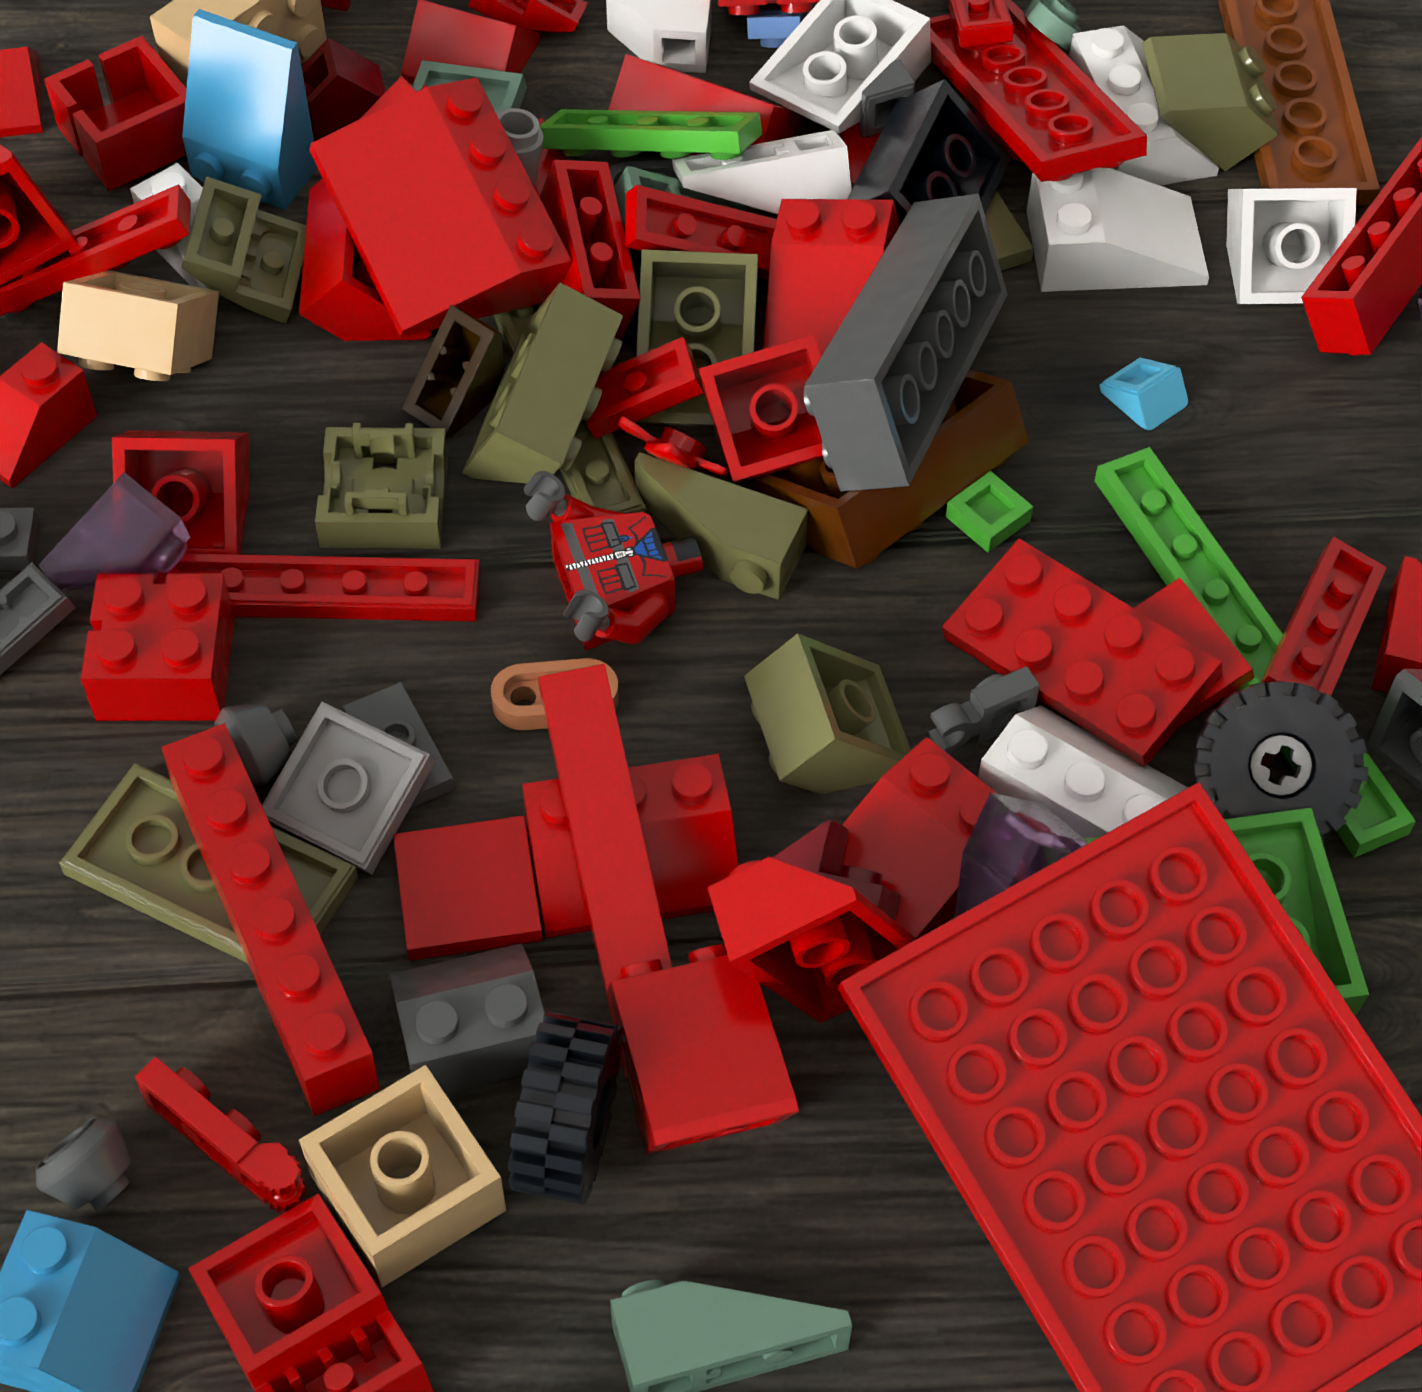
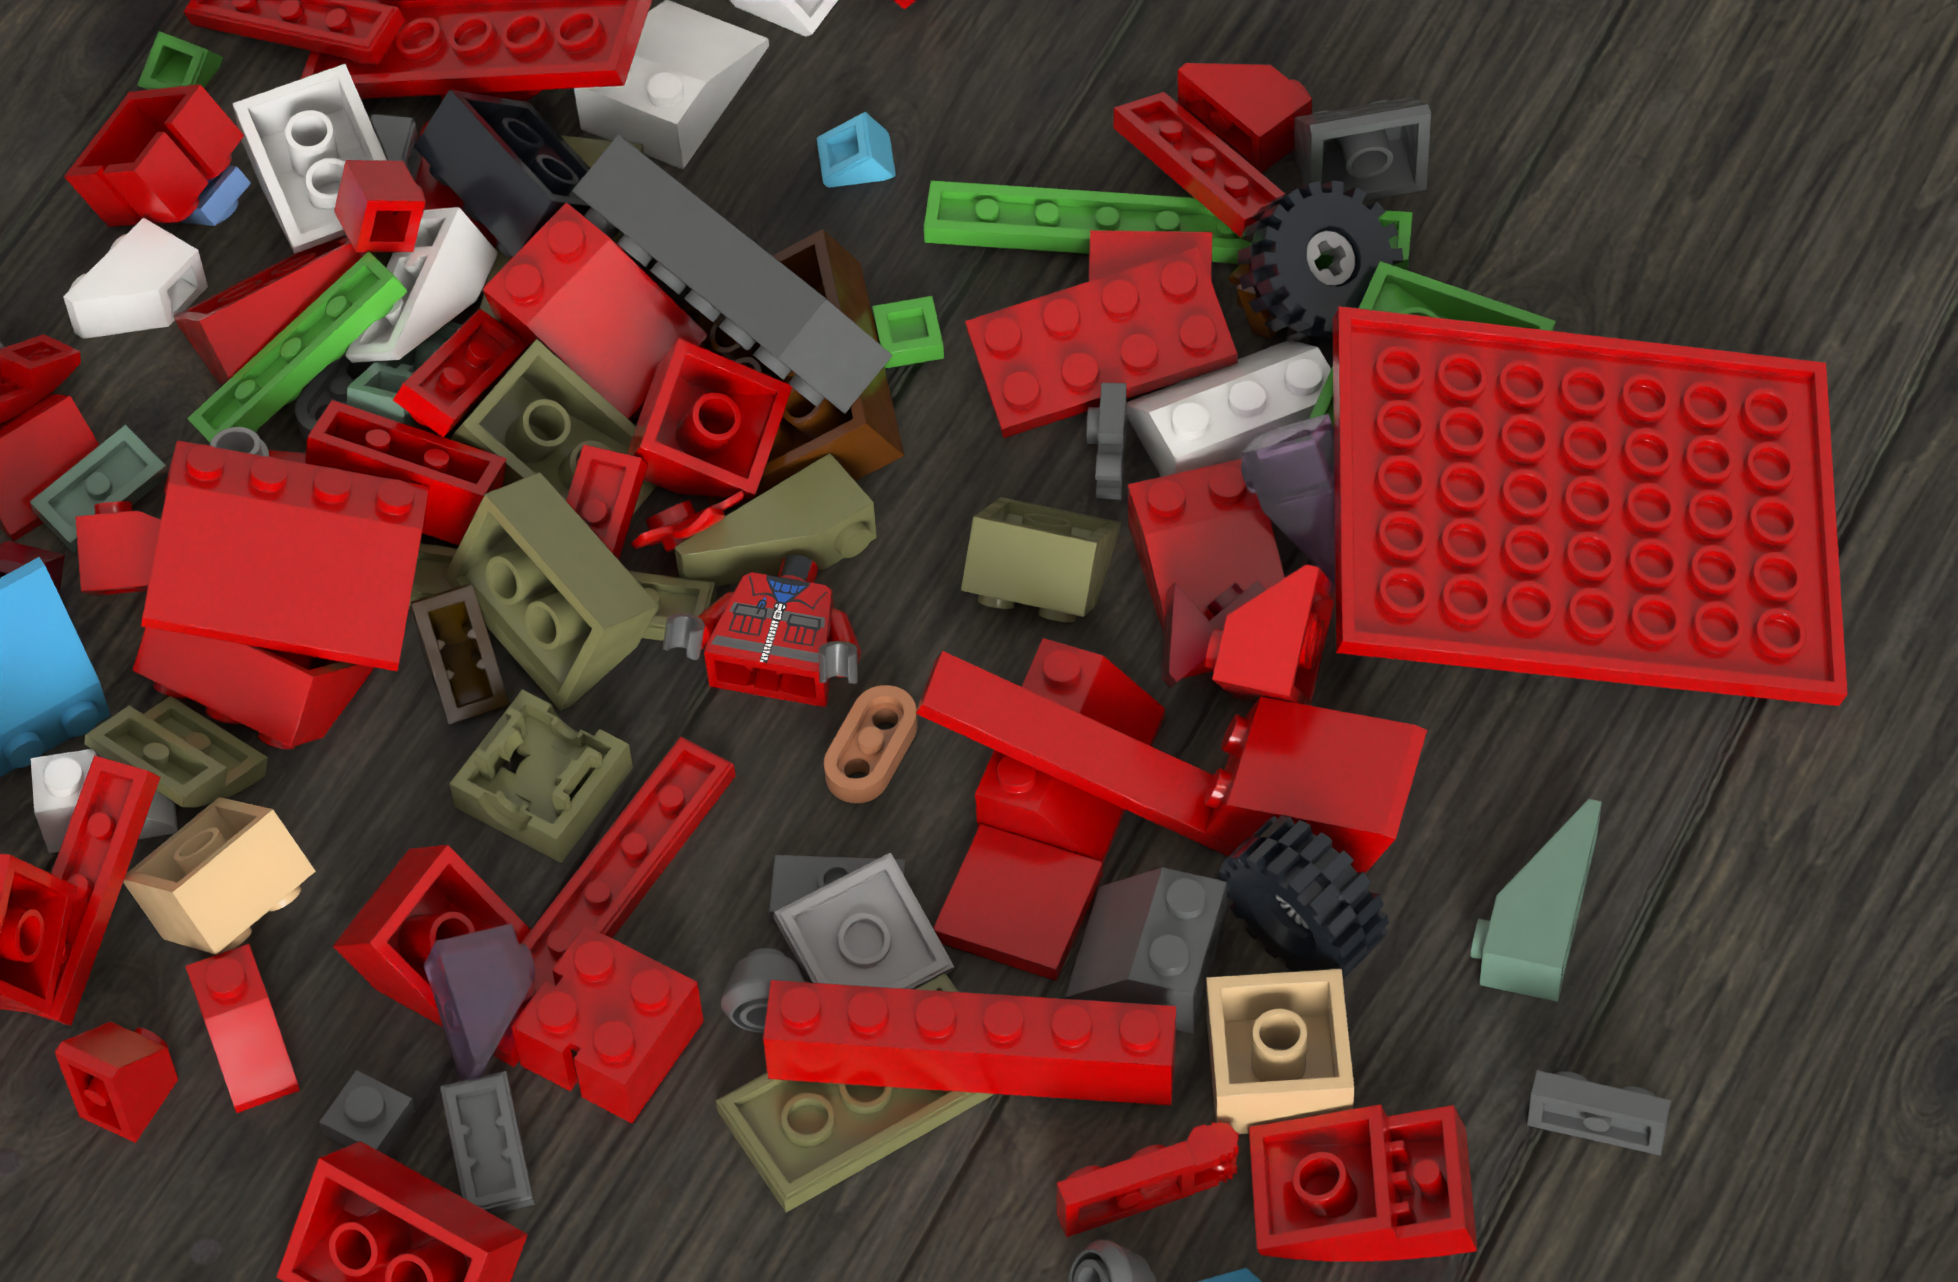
camera: 55 degrees left, 0 degrees up
(804, 96) = (379, 206): none -> red brick

